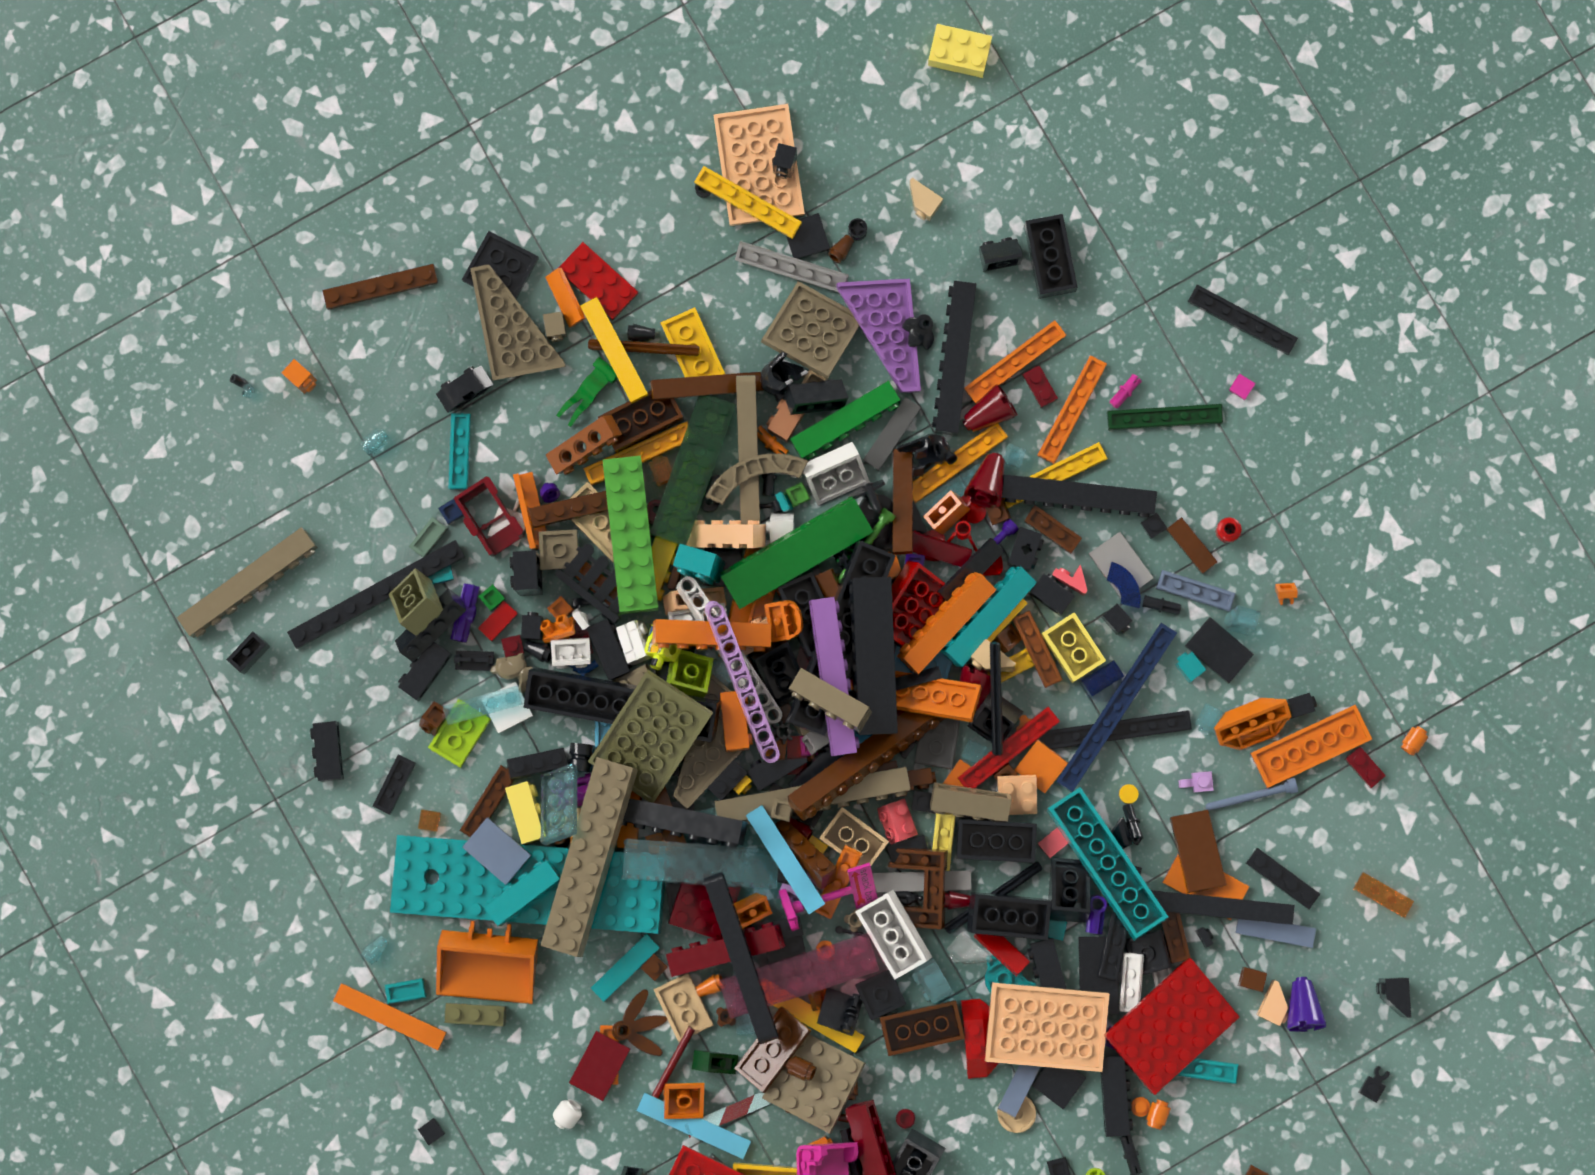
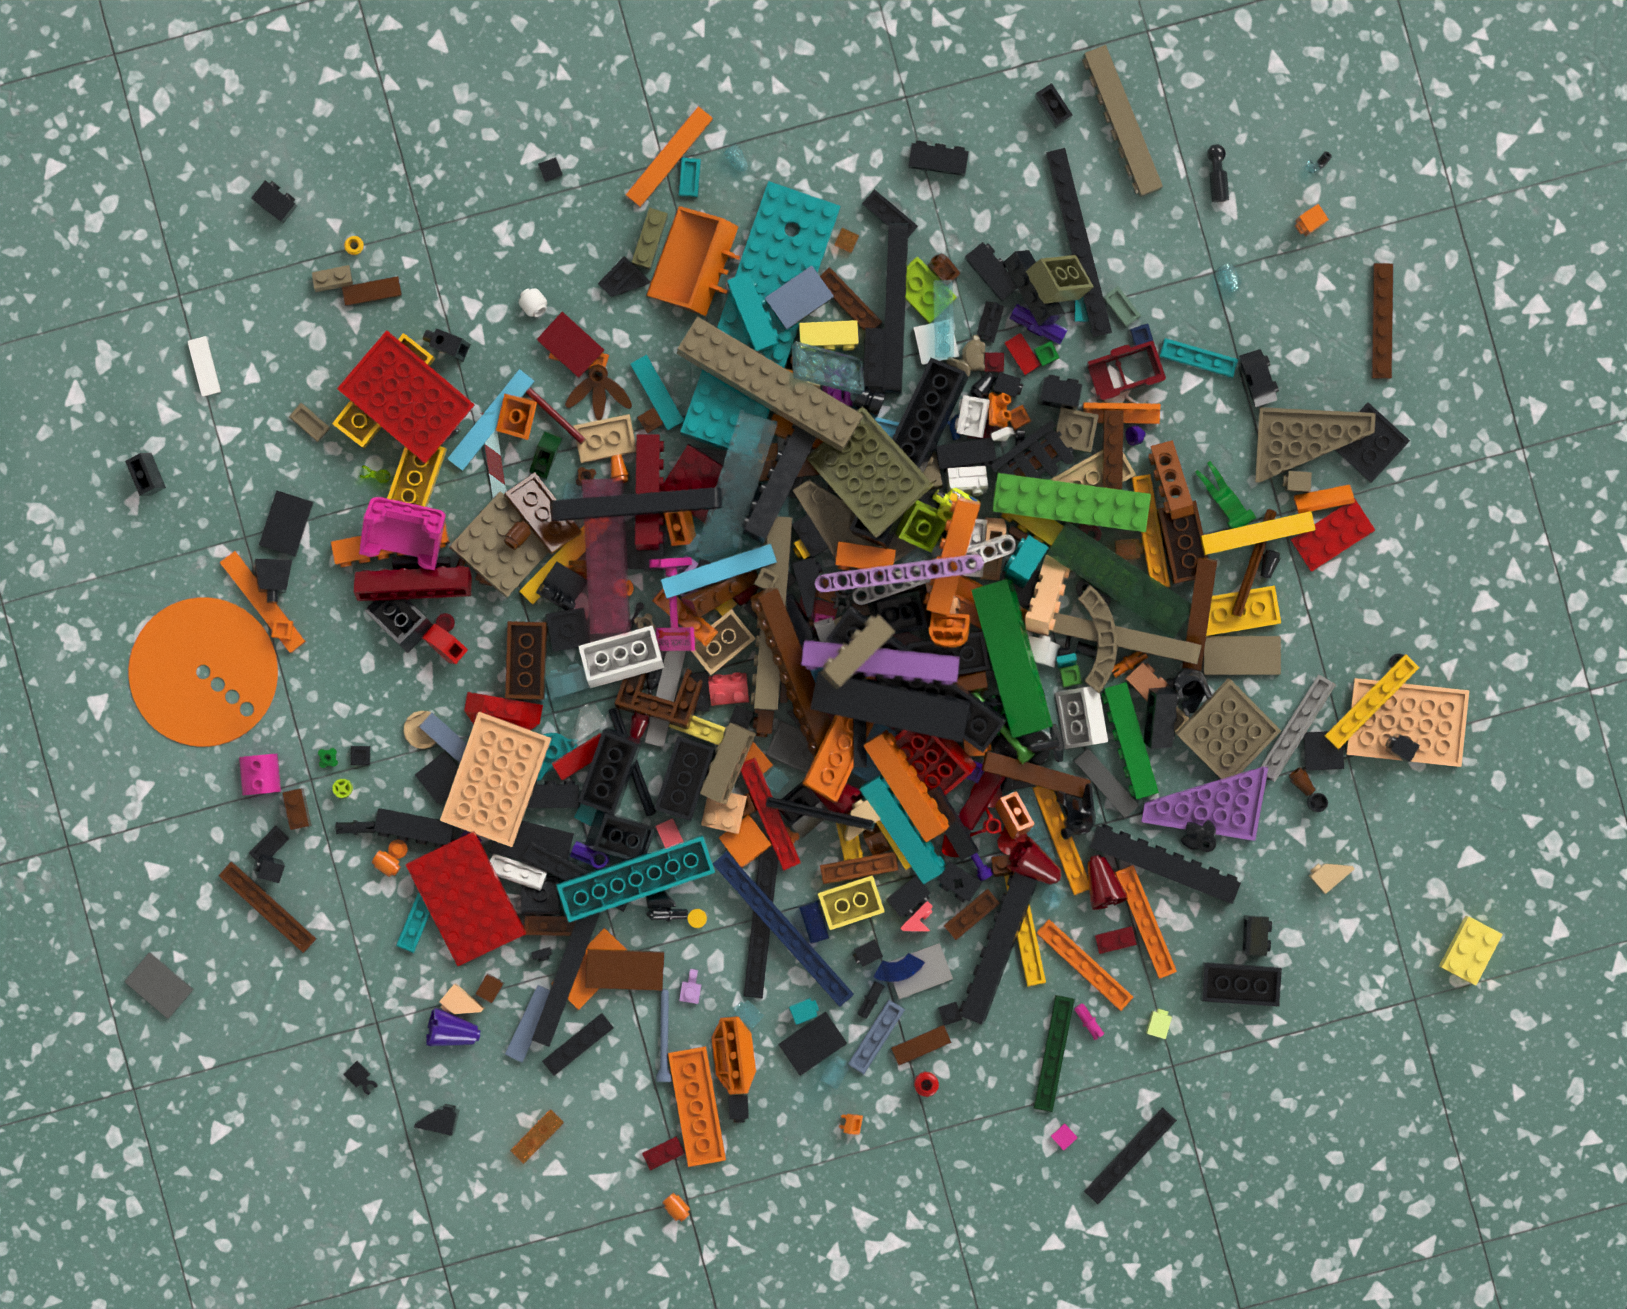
camera: 95 degrees right, 5 degrees up
(278, 477) = (1218, 176): none -> black piece
(482, 755) = (895, 308): none -> black beam
(521, 1030) = (623, 278): none -> black wing
(735, 336) = (1242, 655): none -> dark tan tile
(927, 1113) = (444, 644): none -> red slope
(1109, 324) = (1159, 1023): none -> yellowish green brick

